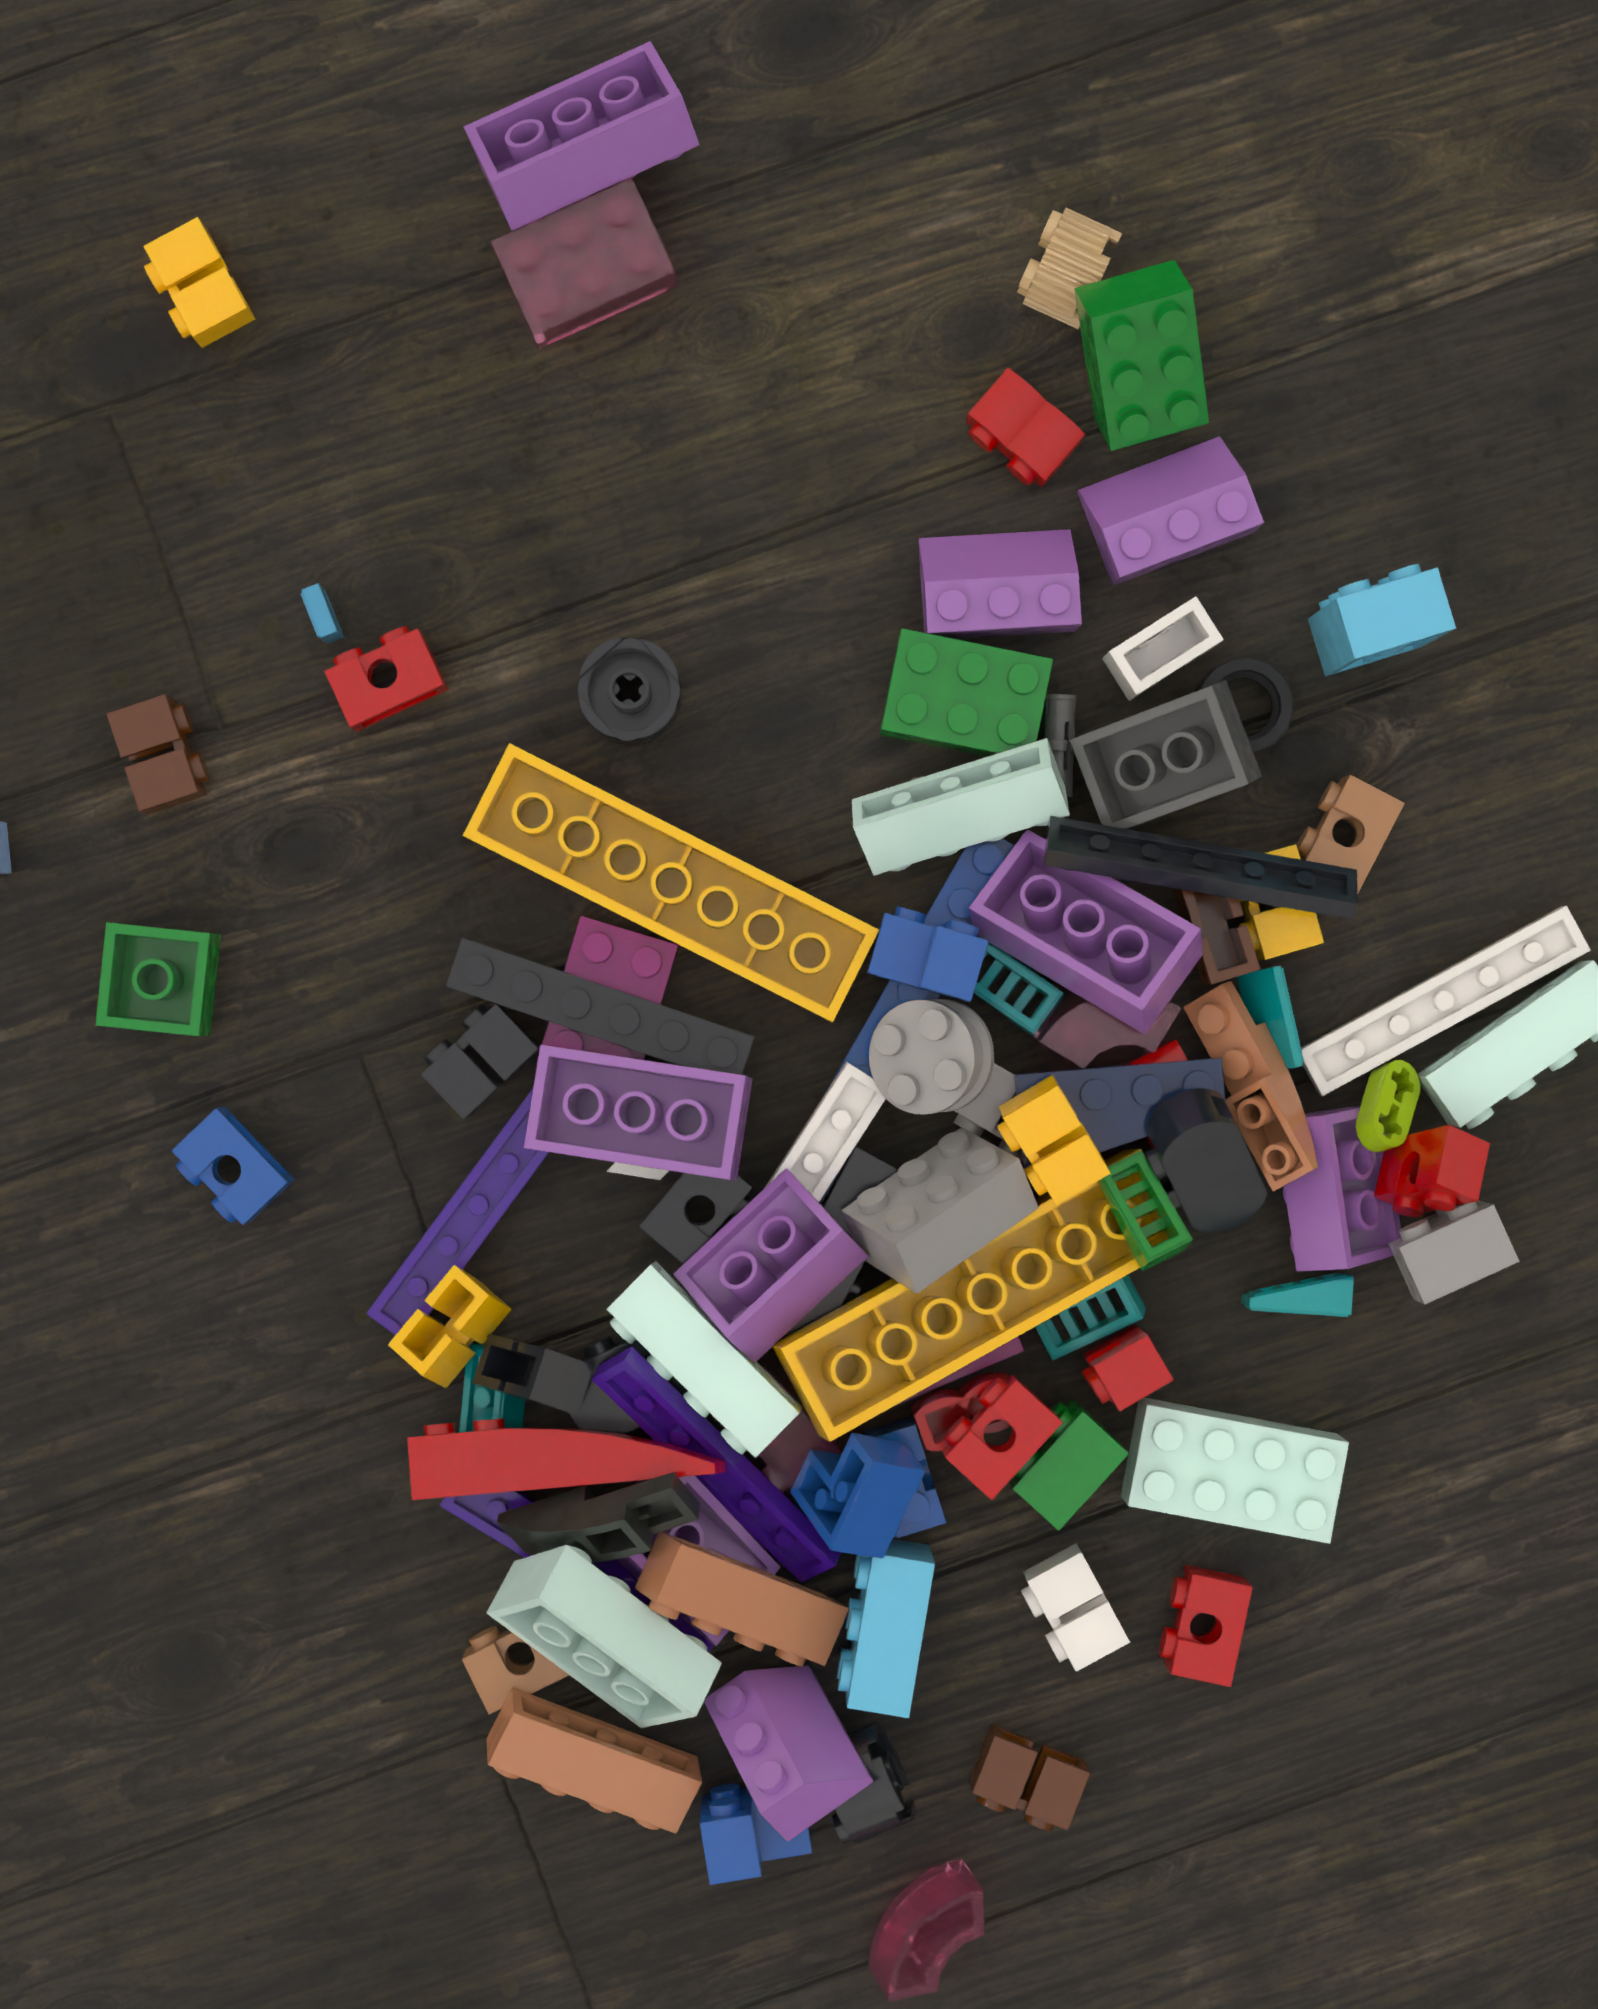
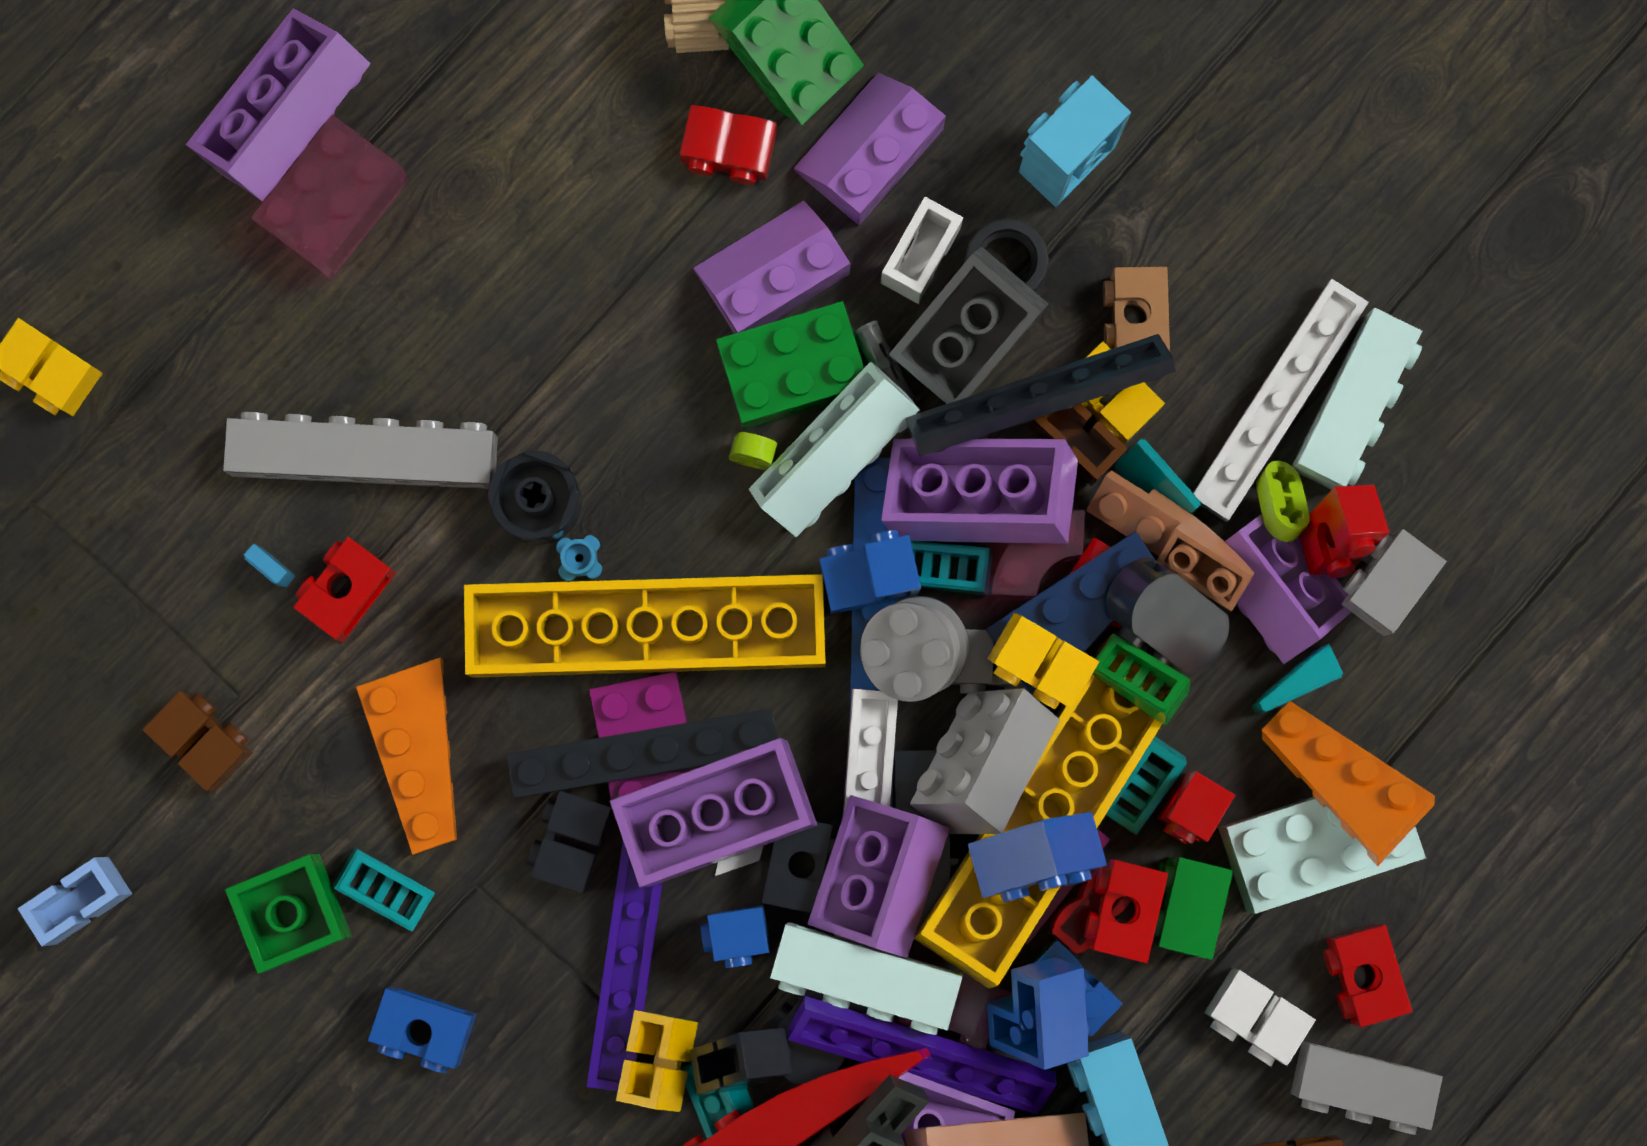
camera: 30 degrees left, 5 degrees down
(257, 959) = (349, 871): none -> teal slope
(374, 867) = (411, 737): none -> orange wing
(475, 546) = (360, 452): none -> light grey brick
(596, 1245) = (736, 935): none -> blue brick
(635, 762) = (586, 547): none -> dark azure plate
(877, 763) = (752, 450): none -> lime beam
(946, 1337) = (1039, 853): none -> blue brick
(1142, 1734) = (1366, 1087): none -> light grey brick
(1300, 1437) = (1361, 790): none -> orange wing

